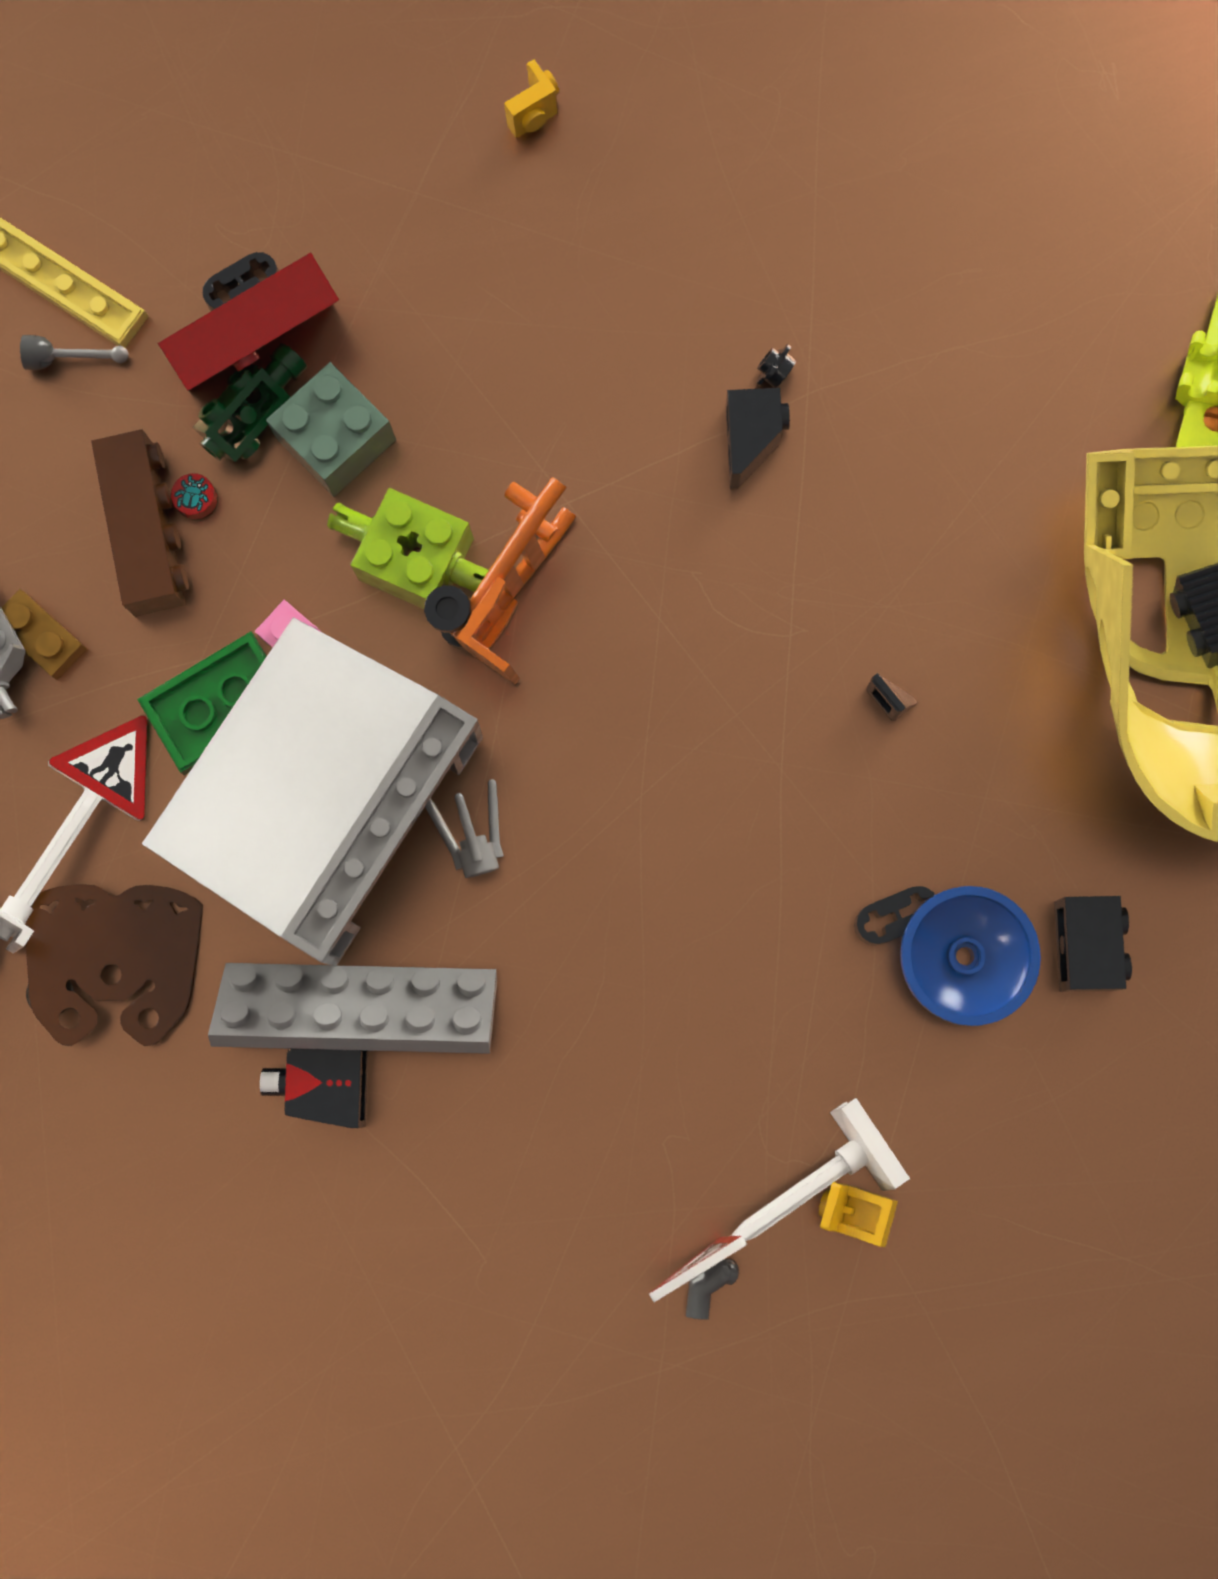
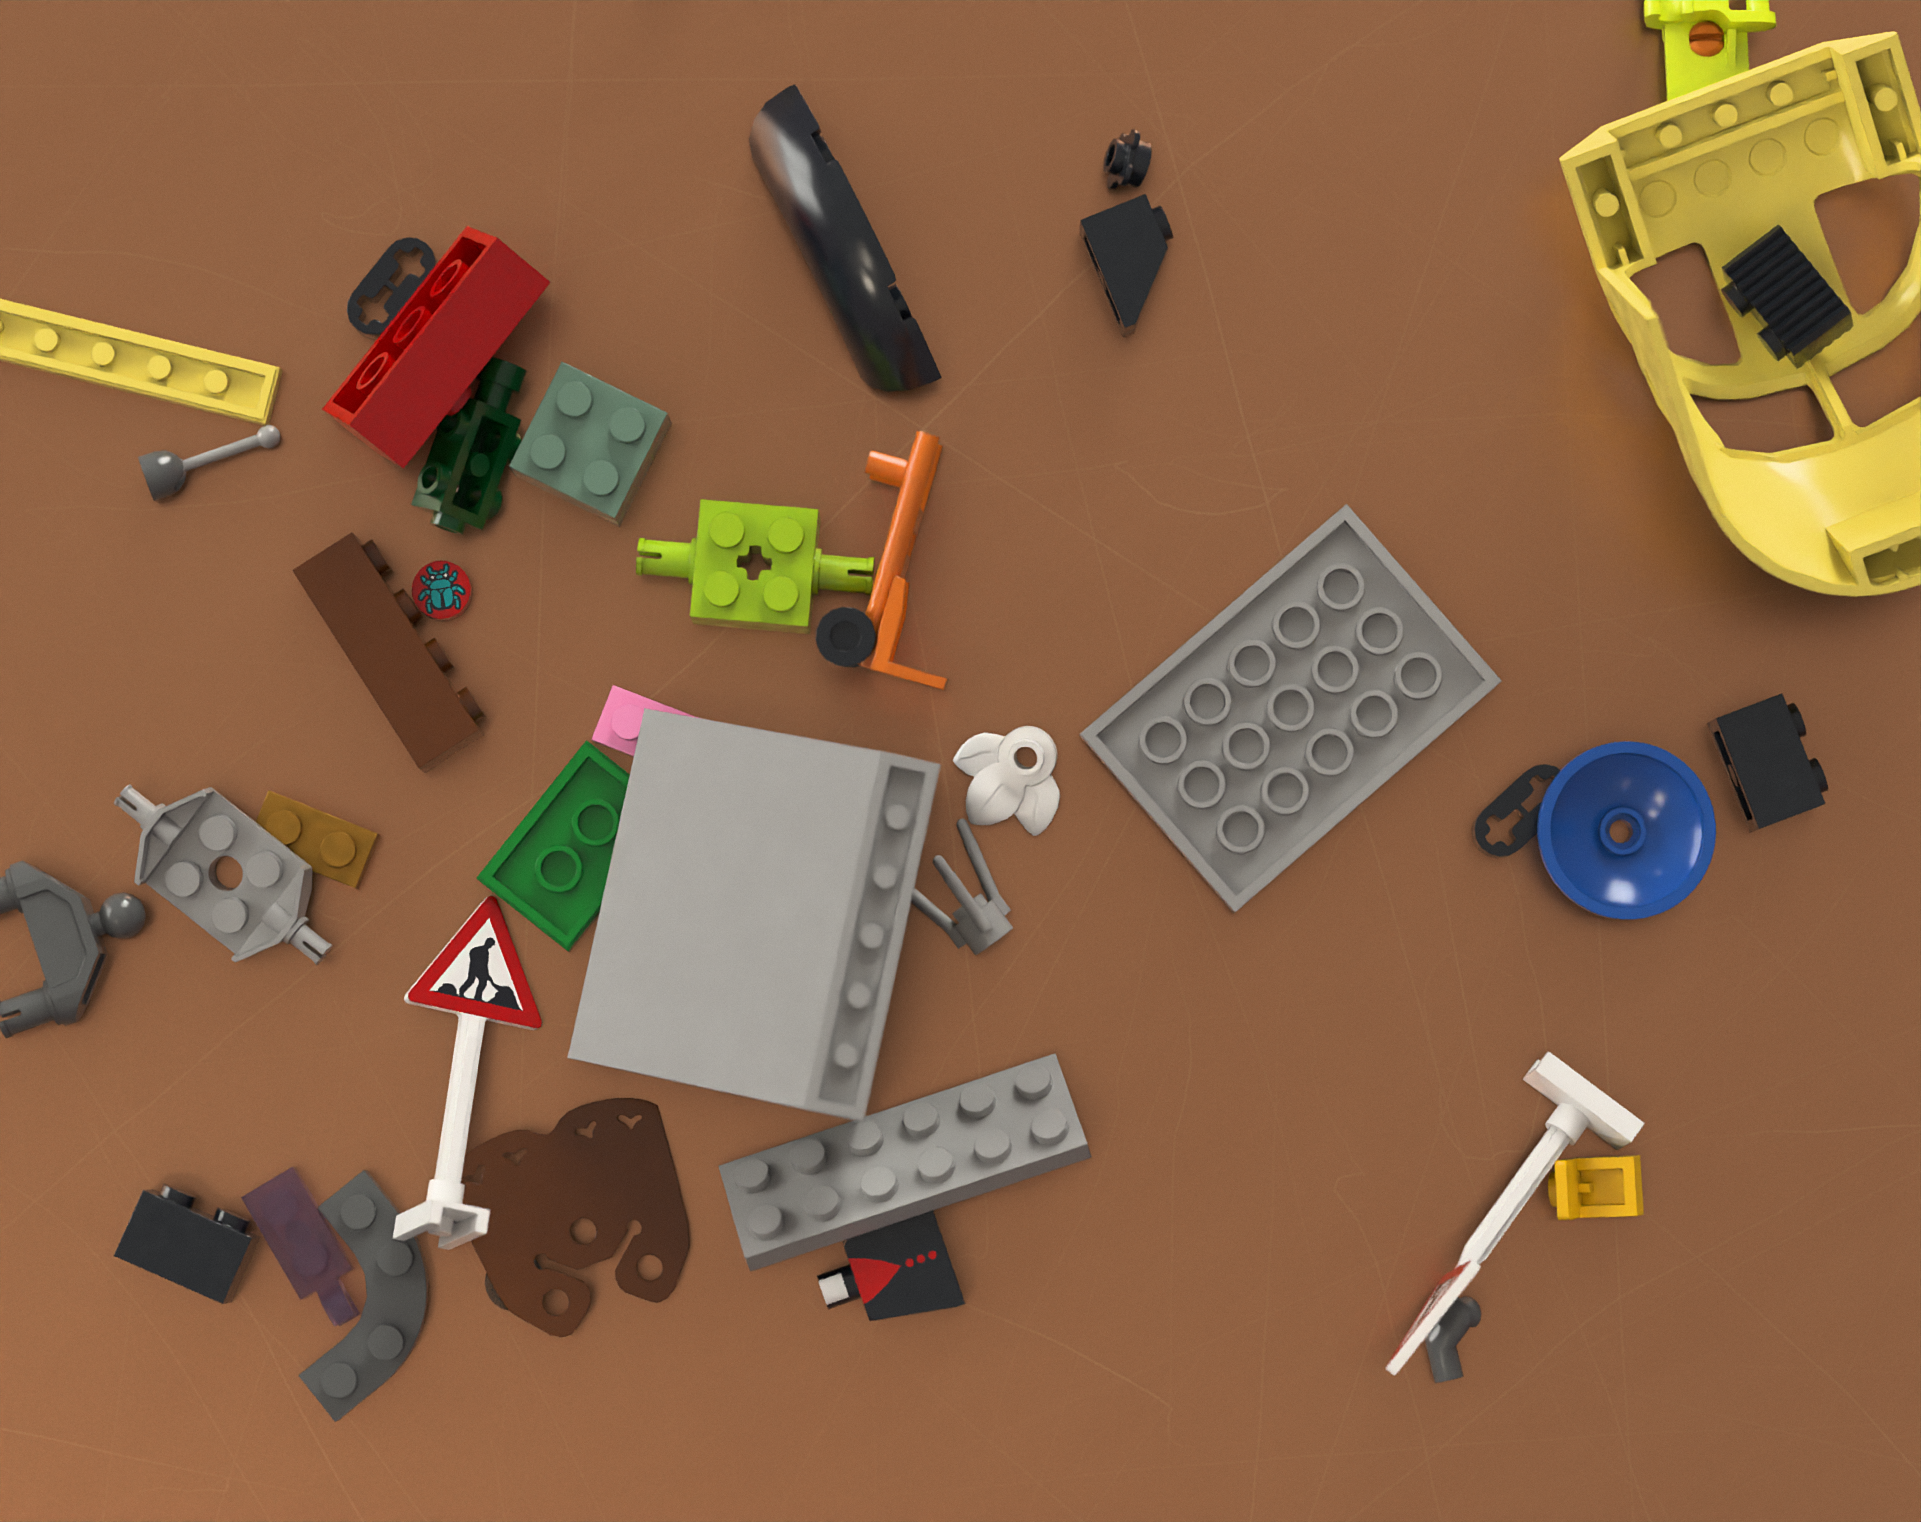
camera: 25 degrees left, 5 degrees up
(532, 766) = (1006, 786): none -> white plate
(553, 357) = (839, 246): none -> black brick
(755, 783) = (1290, 708): none -> light grey plate
(890, 697) = (1420, 540): black slope -> none

